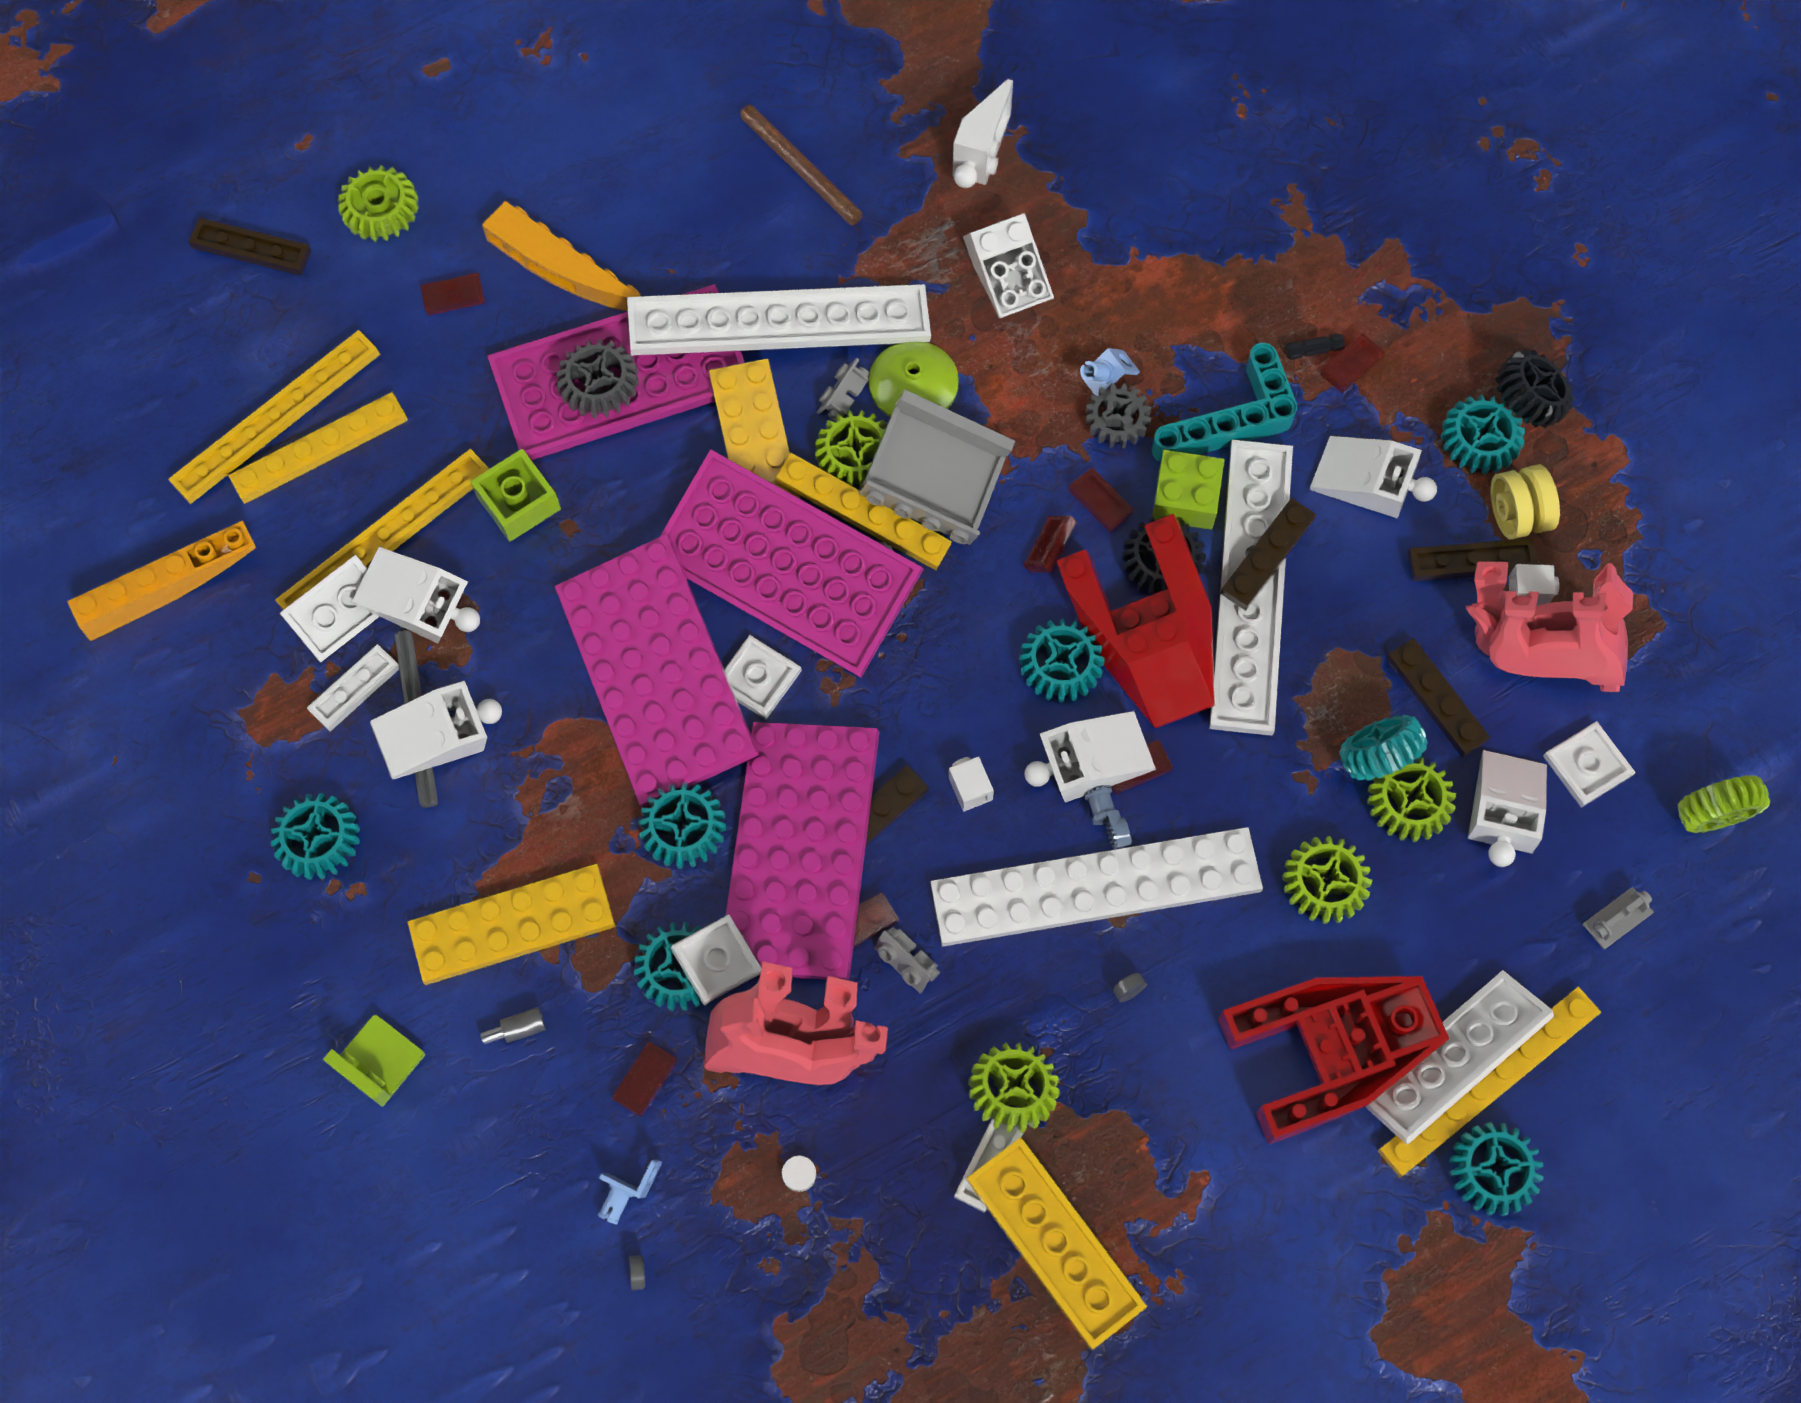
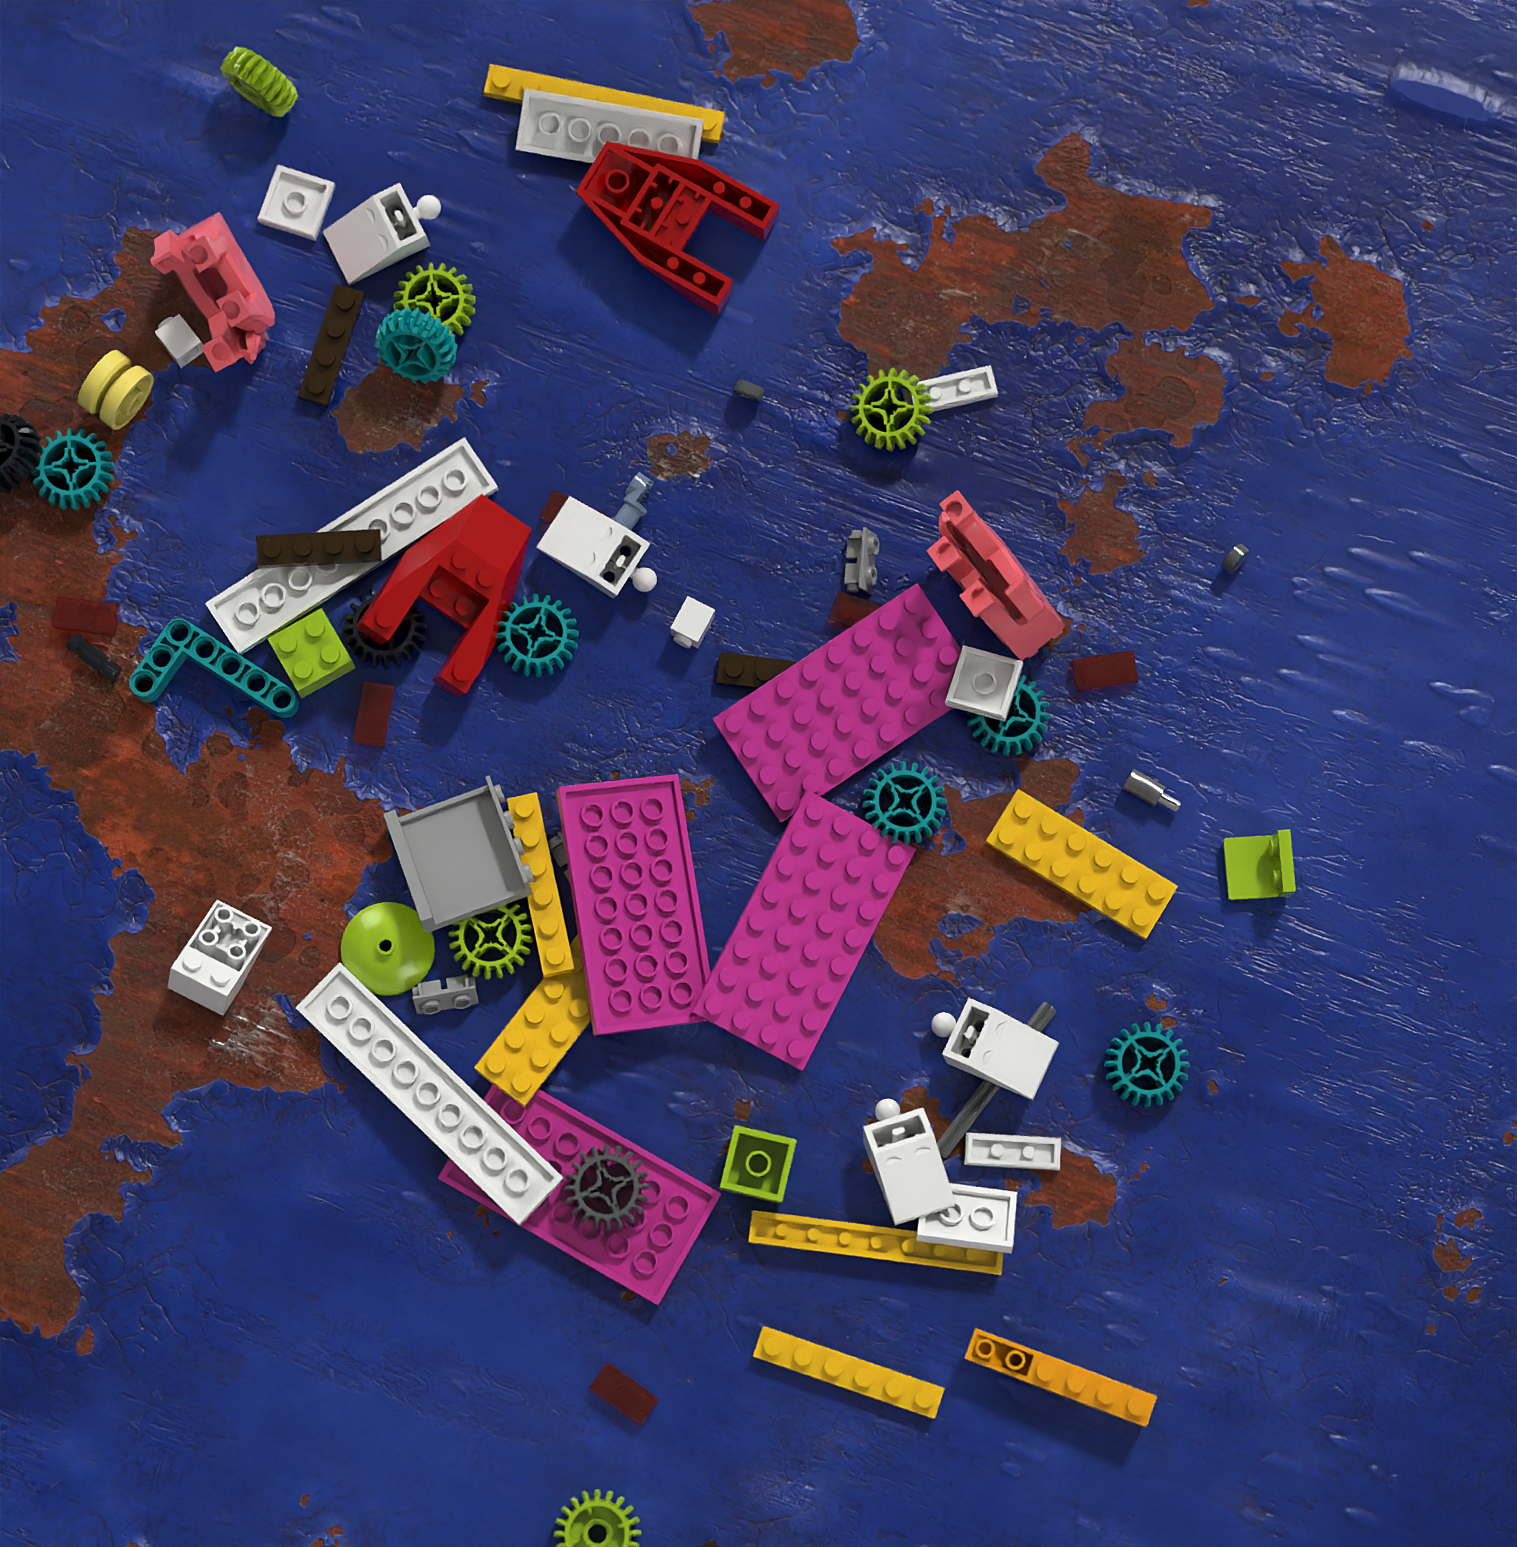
camera: 135 degrees left, 10 degrees up
(274, 417) = (854, 1431): yellow plate -> none
(554, 258) = (524, 1334): light orange slope -> none
(622, 1190) = (1190, 615): light blue bracket -> none
(760, 676) = (739, 852): white tile -> none
(799, 1173) = (1074, 509): white tile -> none
(801, 165) = (261, 1212): clear orange axle -> none
(980, 138) = (124, 1069): white slope -> none
(1050, 544) = (446, 722): clear red plate -> none
(1056, 1243) = (971, 300): yellow plate -> none
(1095, 886) = (692, 475): white plate -> none
(1107, 369) = (253, 798): light blue bracket -> none
(1118, 415) = (293, 746): dark grey gear -> none
(1315, 874) = (540, 321): lime gear -> none
(1369, 473) = (182, 534): white slope -> none
(1462, 559) = (193, 401): dark brown plate -> none
(1497, 1183) = (653, 72): teal gear -> none
(1619, 917) = (405, 101): light grey hinge -> none

